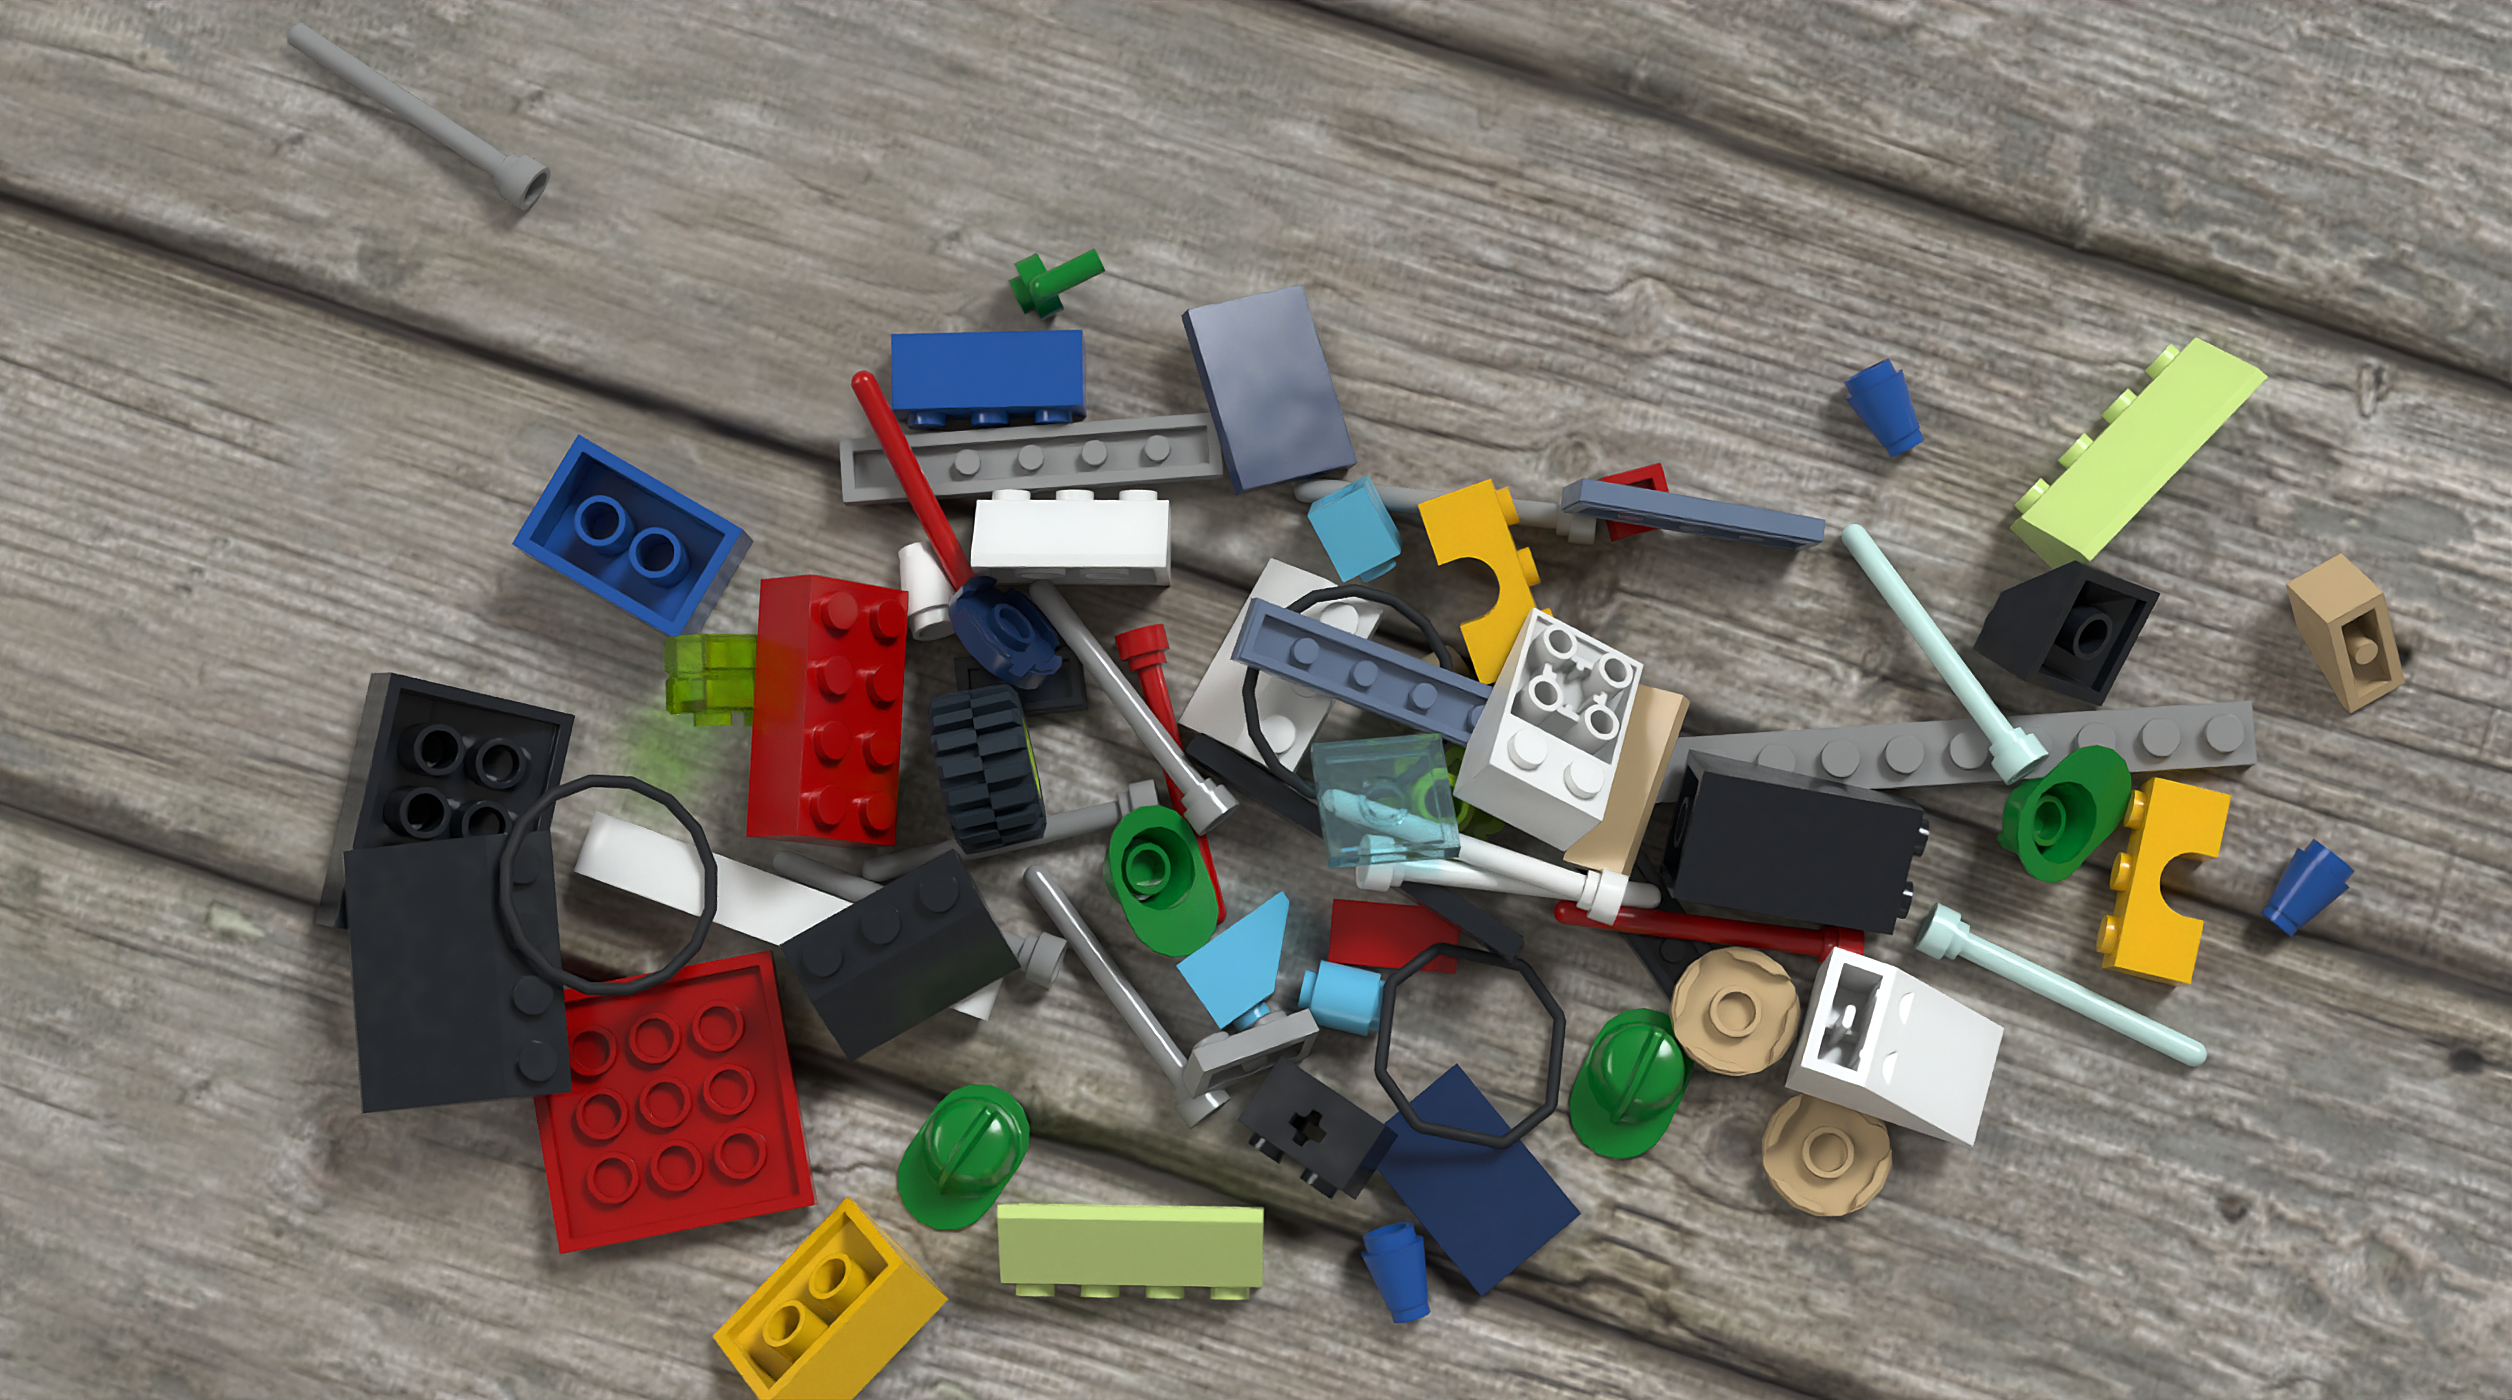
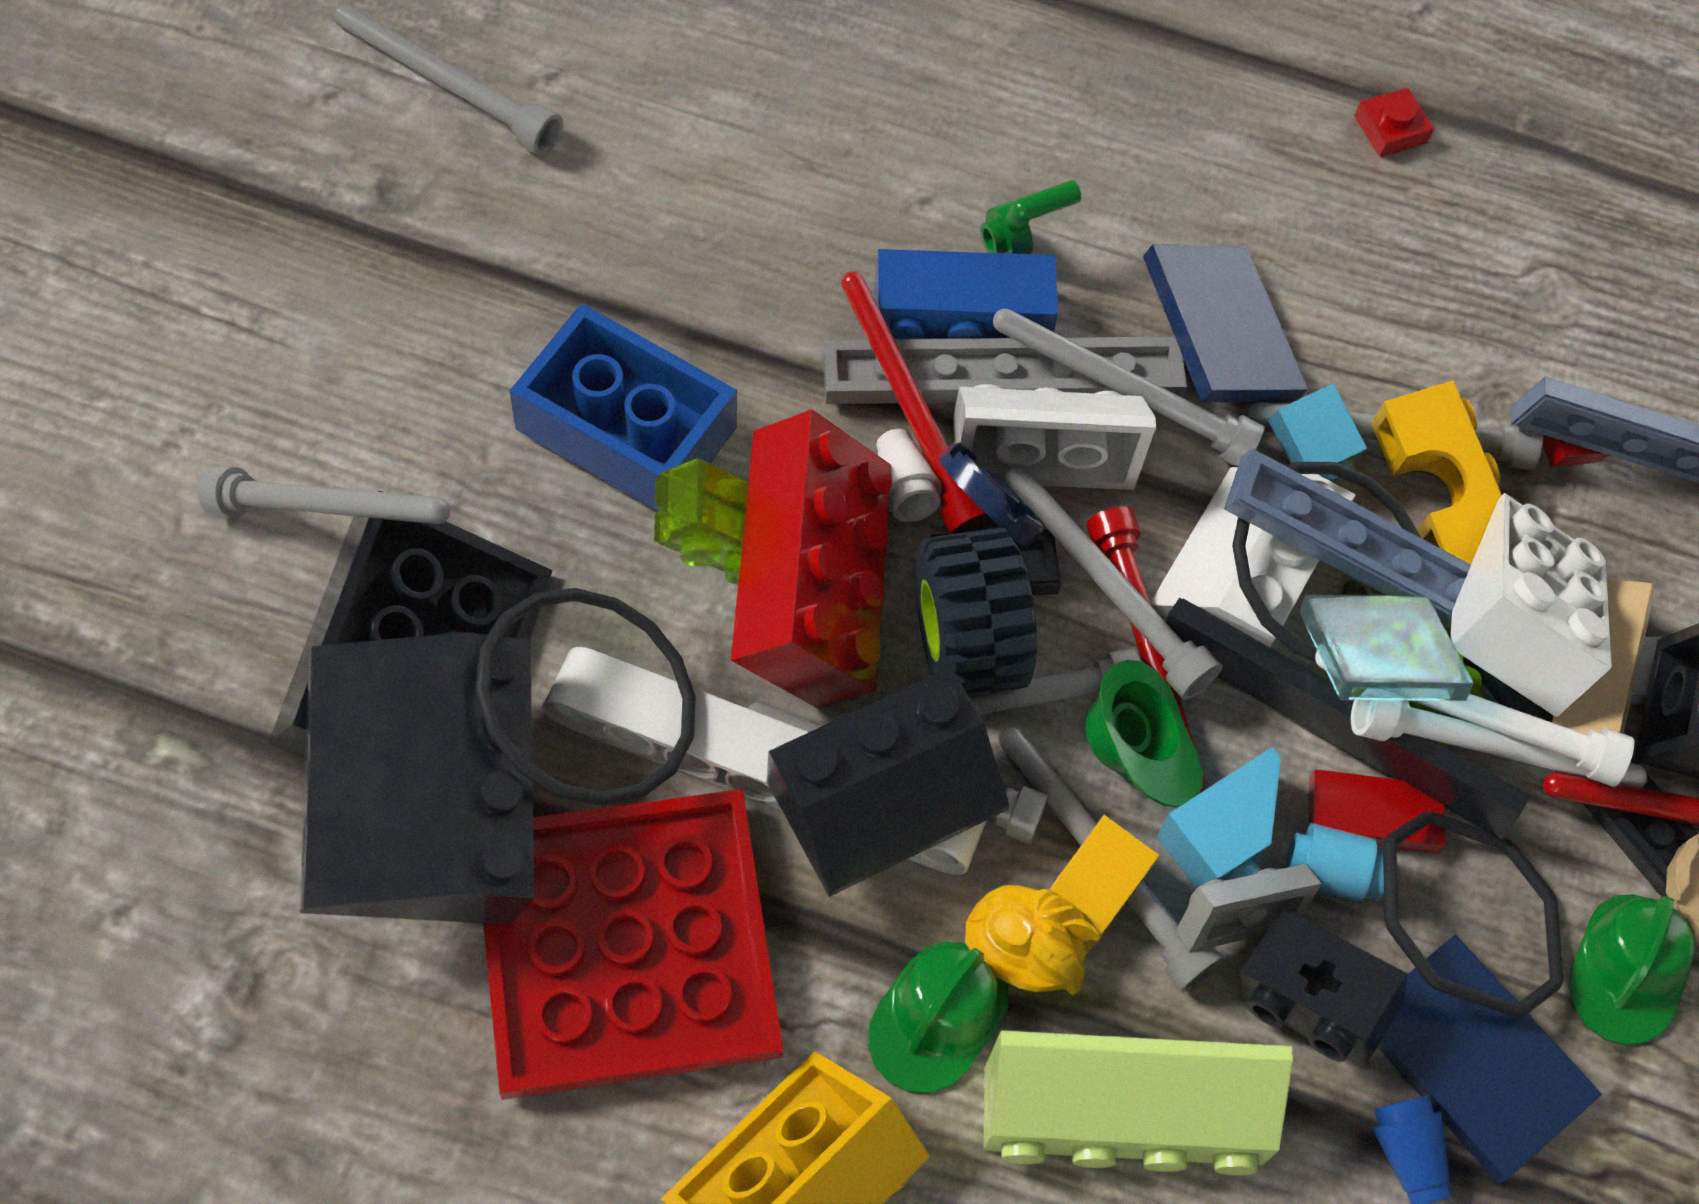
camera: 10 degrees left, 20 degrees down
(249, 652) = (233, 492): none -> light grey piece
(1045, 1087) = (1031, 938): none -> yellow hat
(1105, 1036) = (1104, 874): none -> yellow tile
(1268, 527) = (1228, 435): none -> light grey piece
(1483, 99) = (1394, 122): none -> red plate

